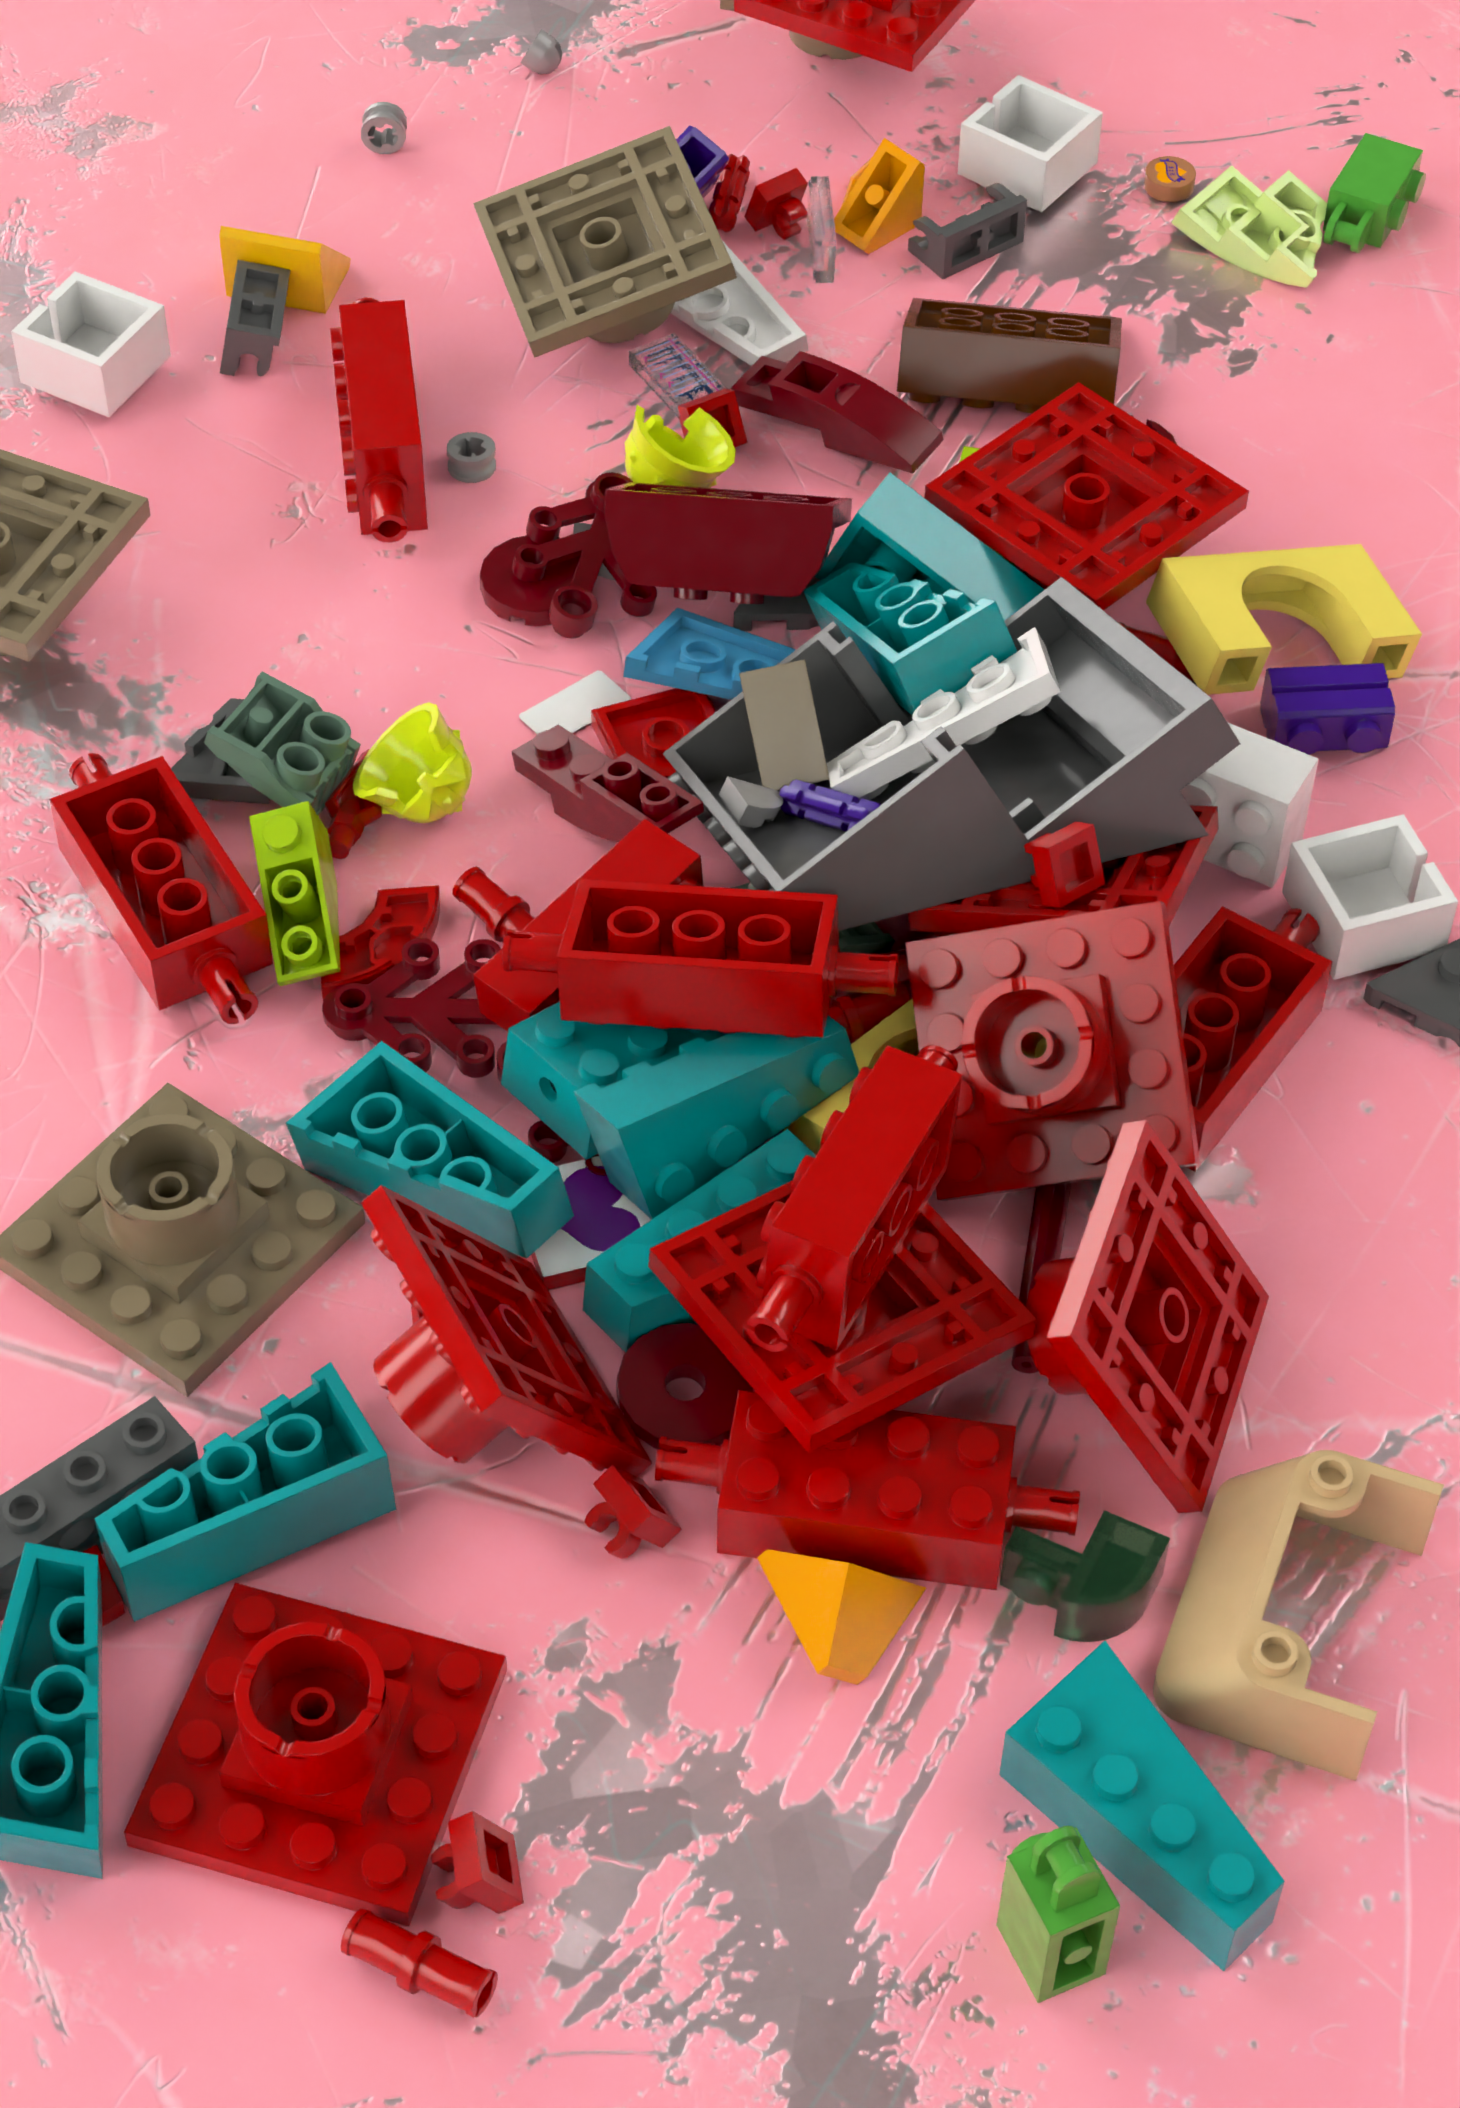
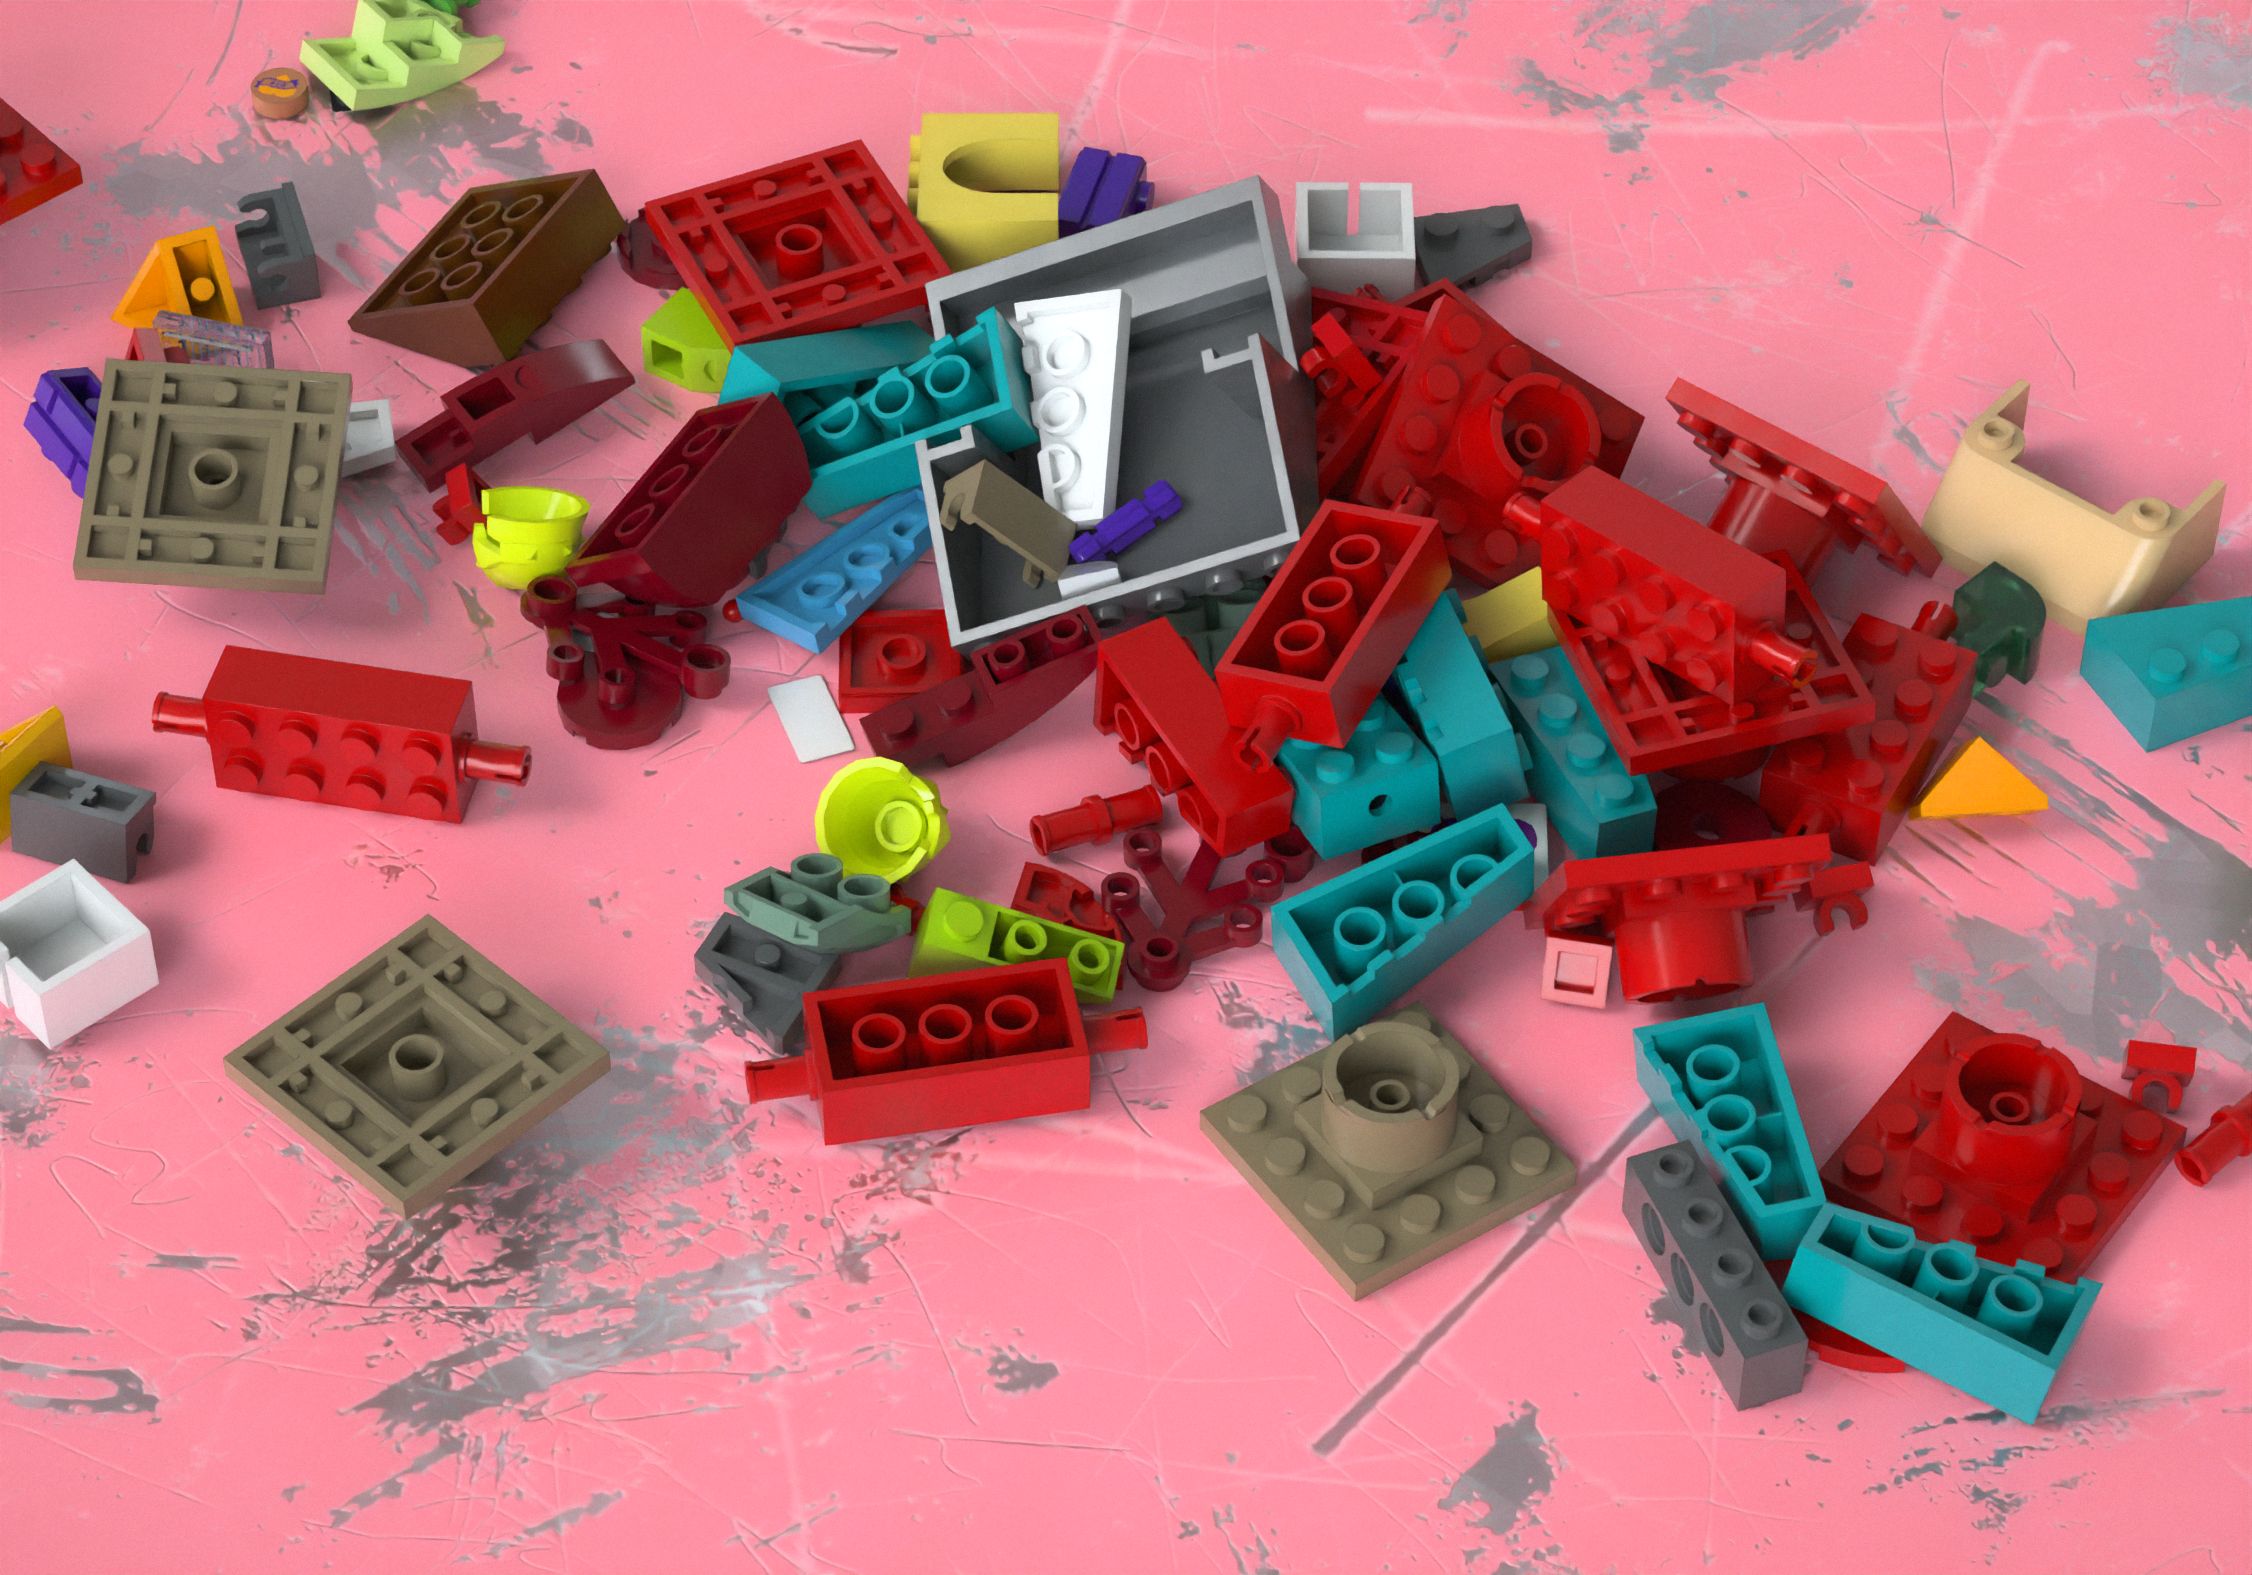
camera: 70 degrees left, 5 degrees down
(673, 371) = (383, 519): clear tile -> none
(1030, 142) = (191, 157): white piece -> none

